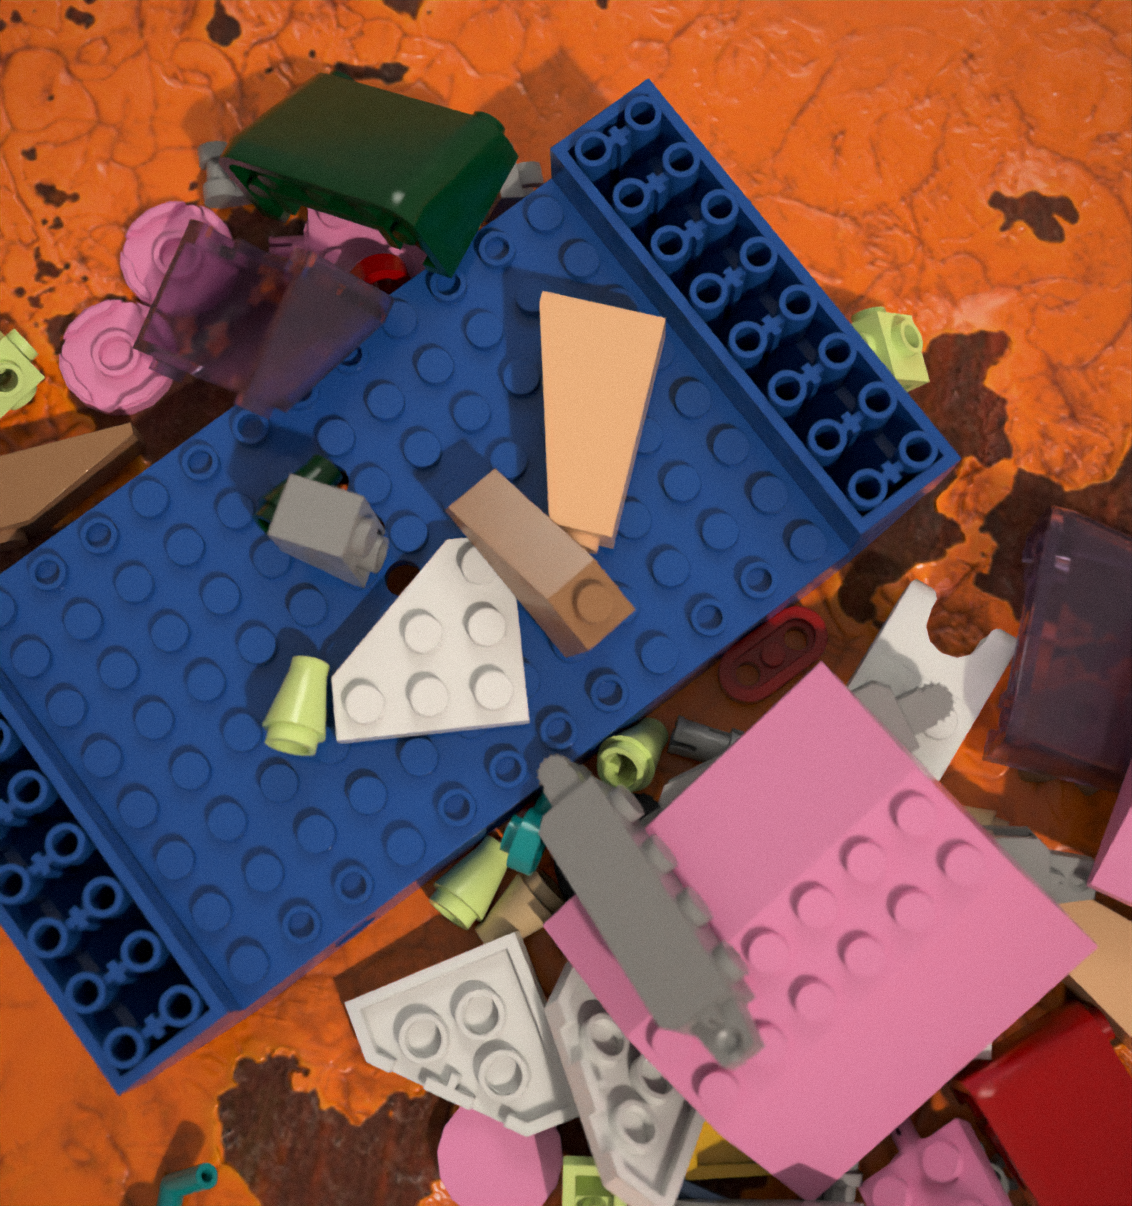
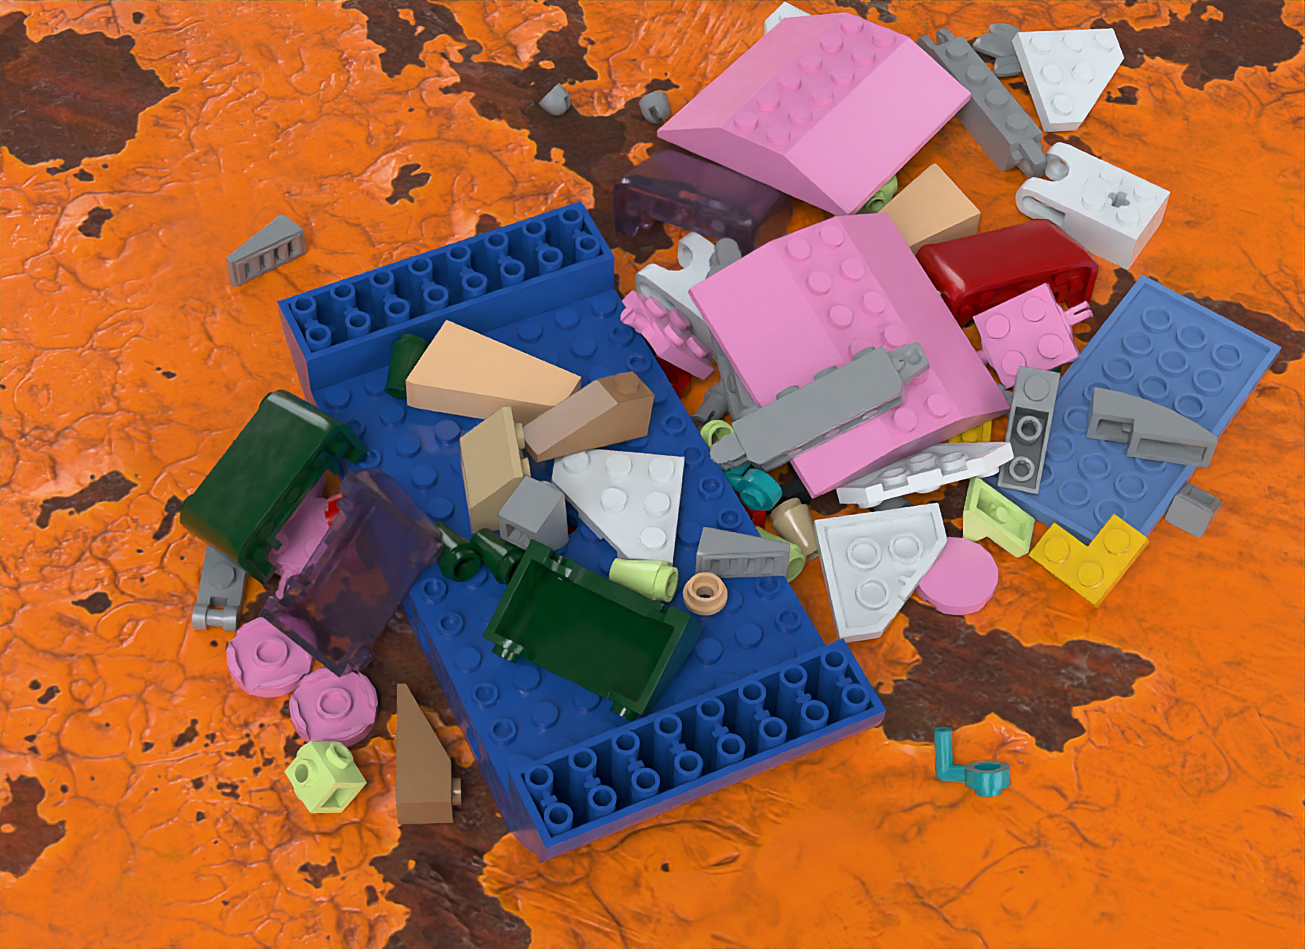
camera: 85 degrees left, 25 degrees down
(196, 659) = (591, 631): none -> dark green windscreen
(280, 784) = (707, 584): none -> light nougat plate
(290, 437) = (459, 558): none -> dark green cone
(360, 817) = (740, 555): none -> light grey slope
(417, 458) = (492, 467): none -> tan slope
(601, 282) = (403, 358): none -> dark green cone
(782, 639) = (667, 333): none -> bright pink plate
(835, 54) = (267, 250): none -> light grey slope

